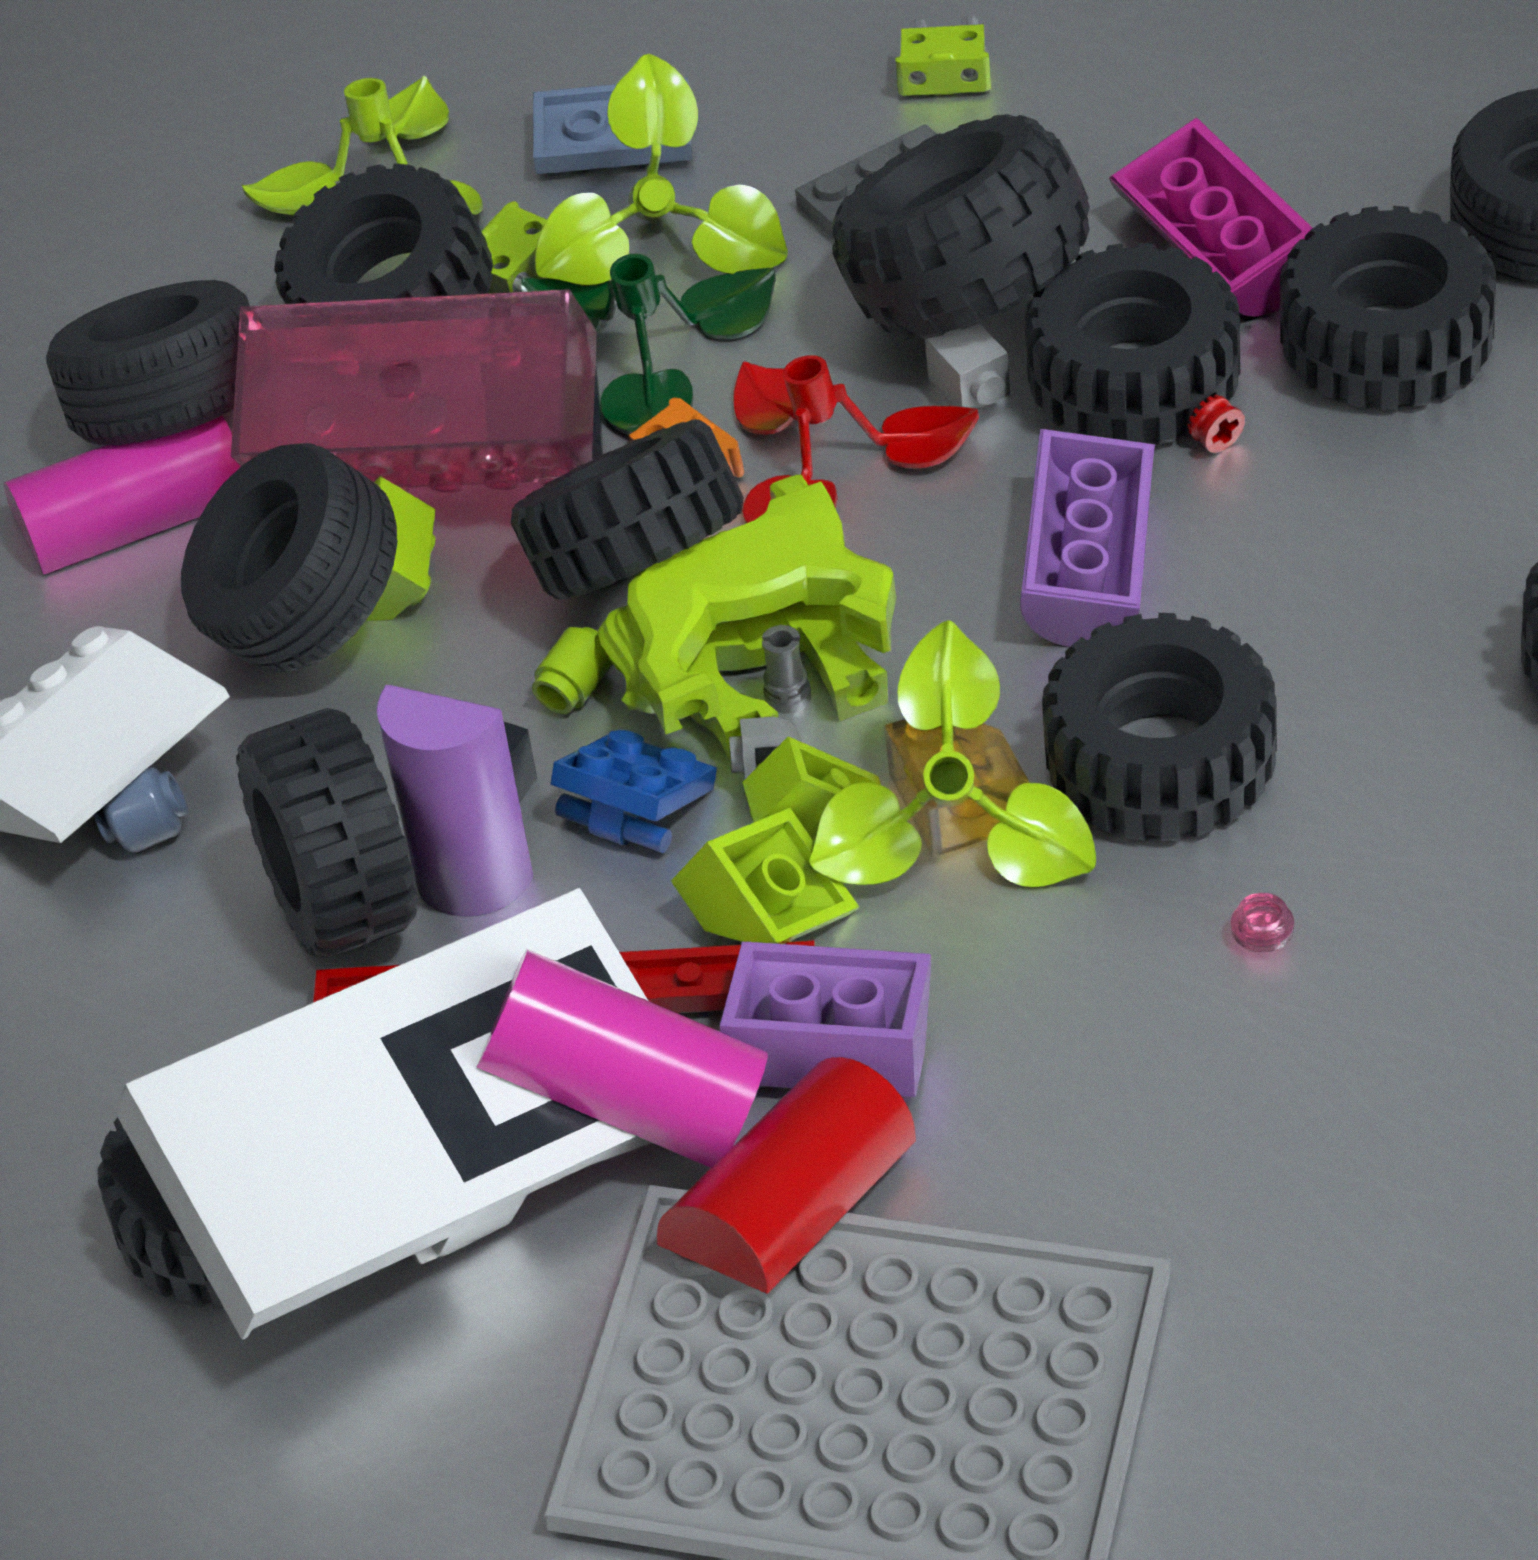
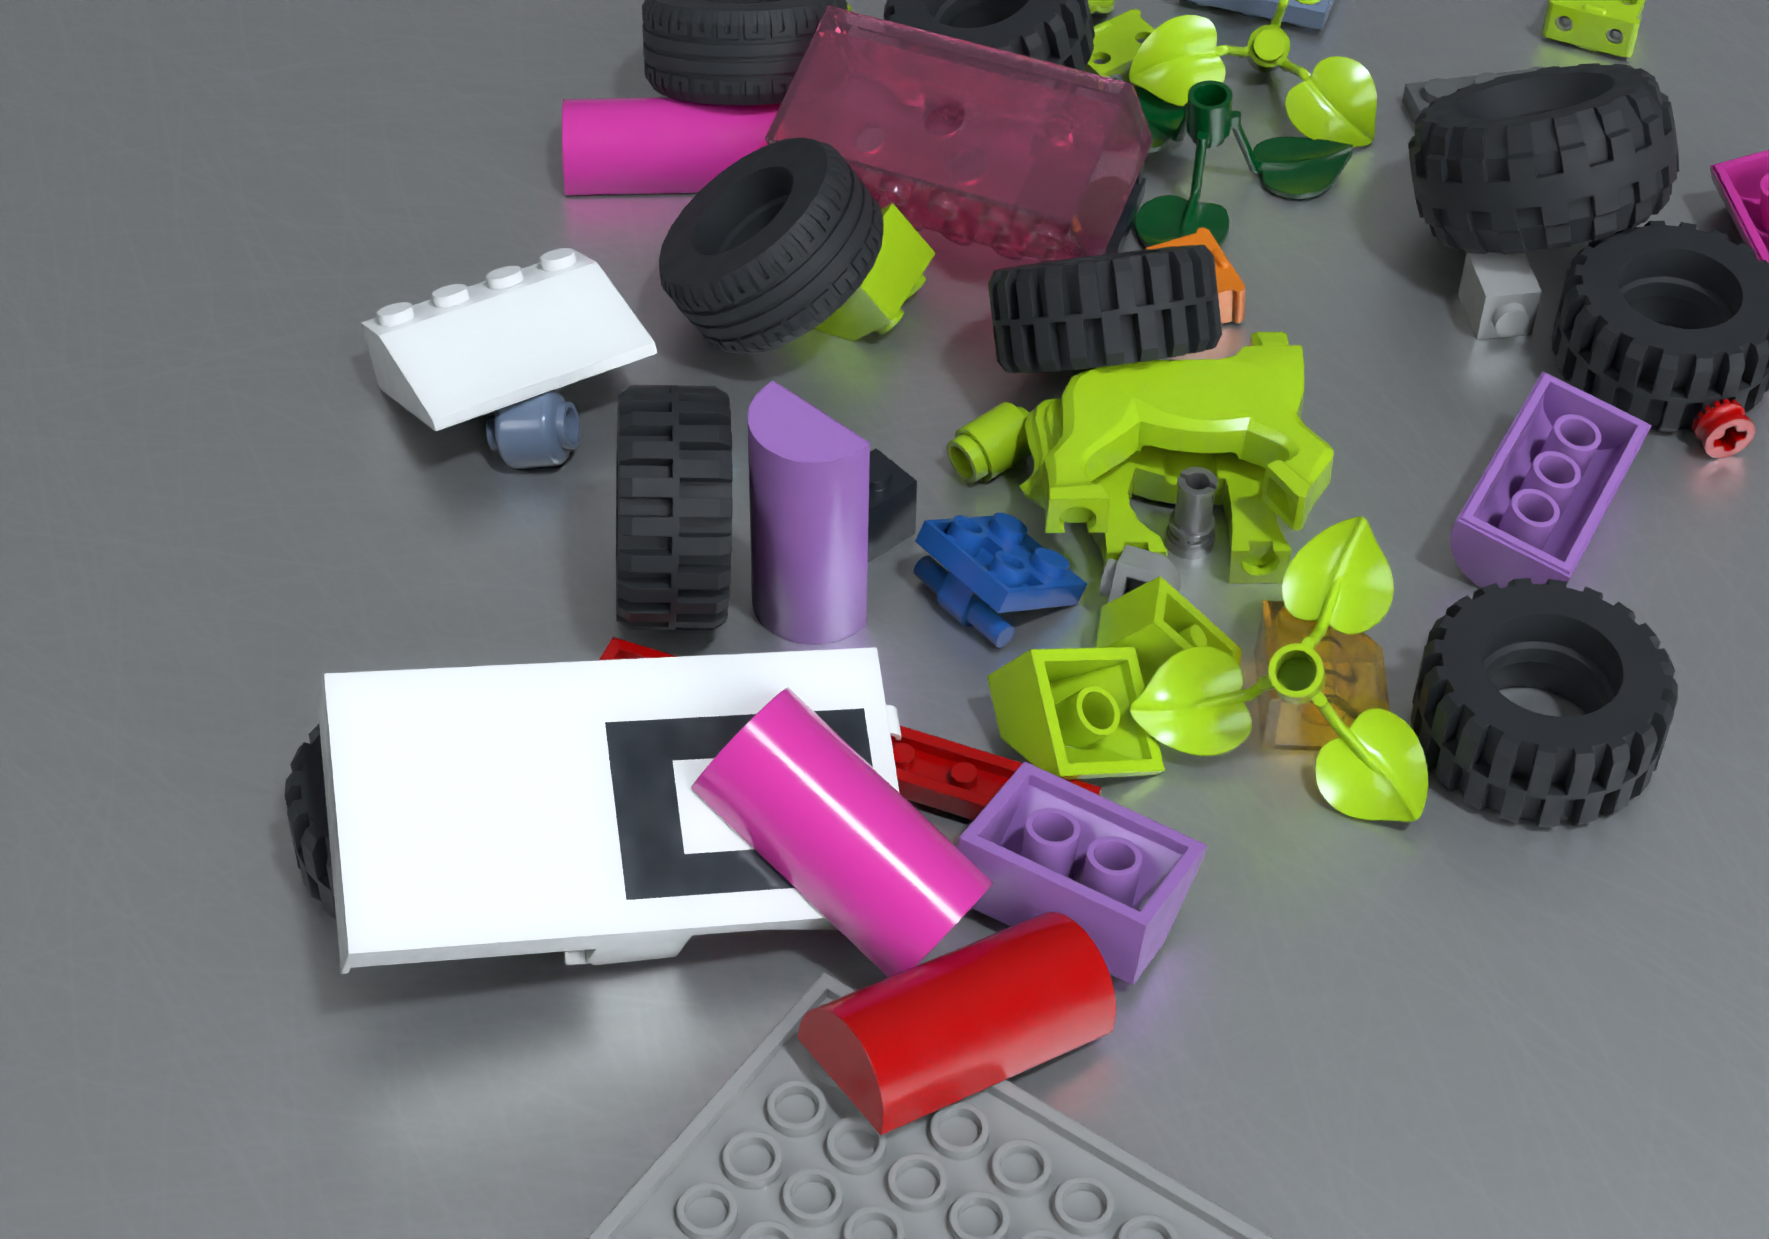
camera: 15 degrees right, 0 degrees up
(803, 391) = (1328, 265): red plant -> none
(1262, 923) = (1568, 941): clear pink plate -> none

